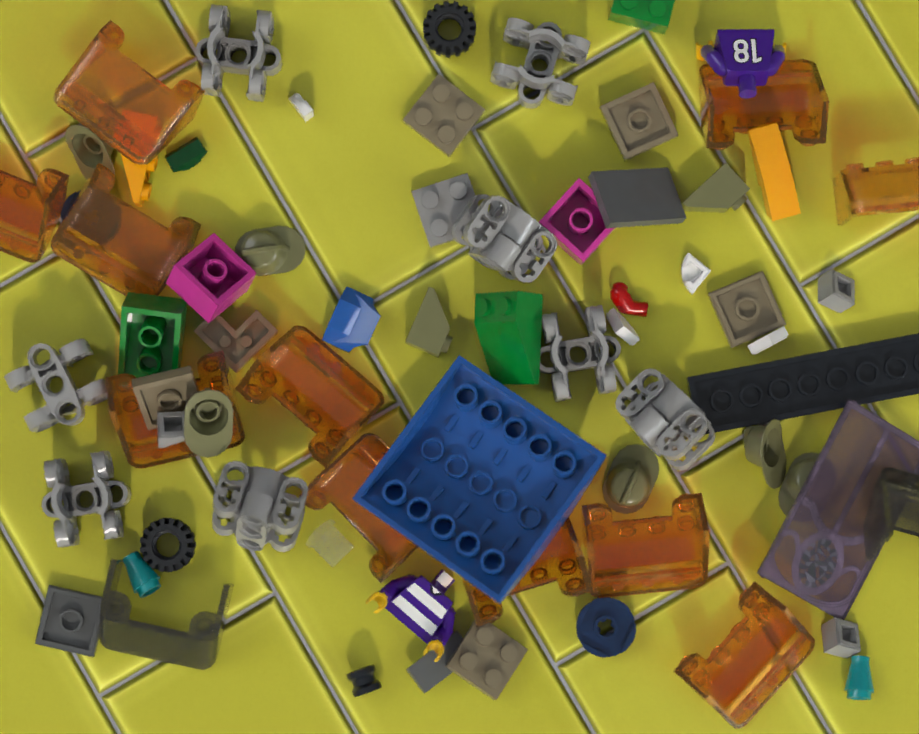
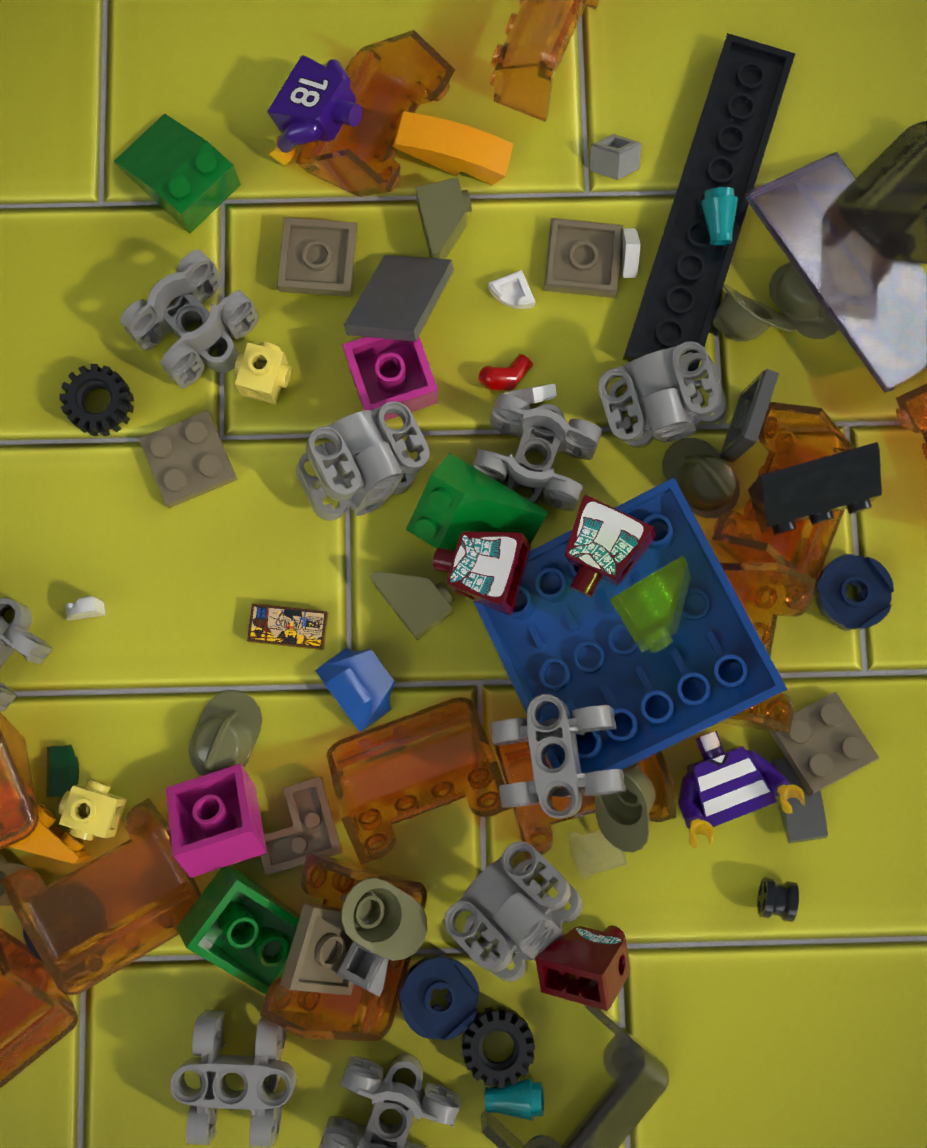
camera: 55 degrees left, 5 degrees down
(171, 472) = (462, 998): none -> dark blue plate
(177, 201) = (91, 811): none -> light yellow brick
(250, 572) = (585, 966): none -> dark red torso
(362, 489) = (550, 733): none -> light grey piece
(366, 250) = (287, 626): none -> tile
(368, 541) = (625, 815): none -> olive piece
(441, 206) = (287, 517): light grey plate -> none
(476, 362) = (486, 567): none -> torso
(504, 486) = (655, 605): none -> clear neon green slope
(527, 141) = (262, 372): none -> light yellow brick
(531, 433) = (605, 545): none -> torso
(653, 558) = (817, 489): none -> black slope
(687, 487) = (749, 415): none -> dark grey tile
(827, 389) = (719, 212): none -> teal cone

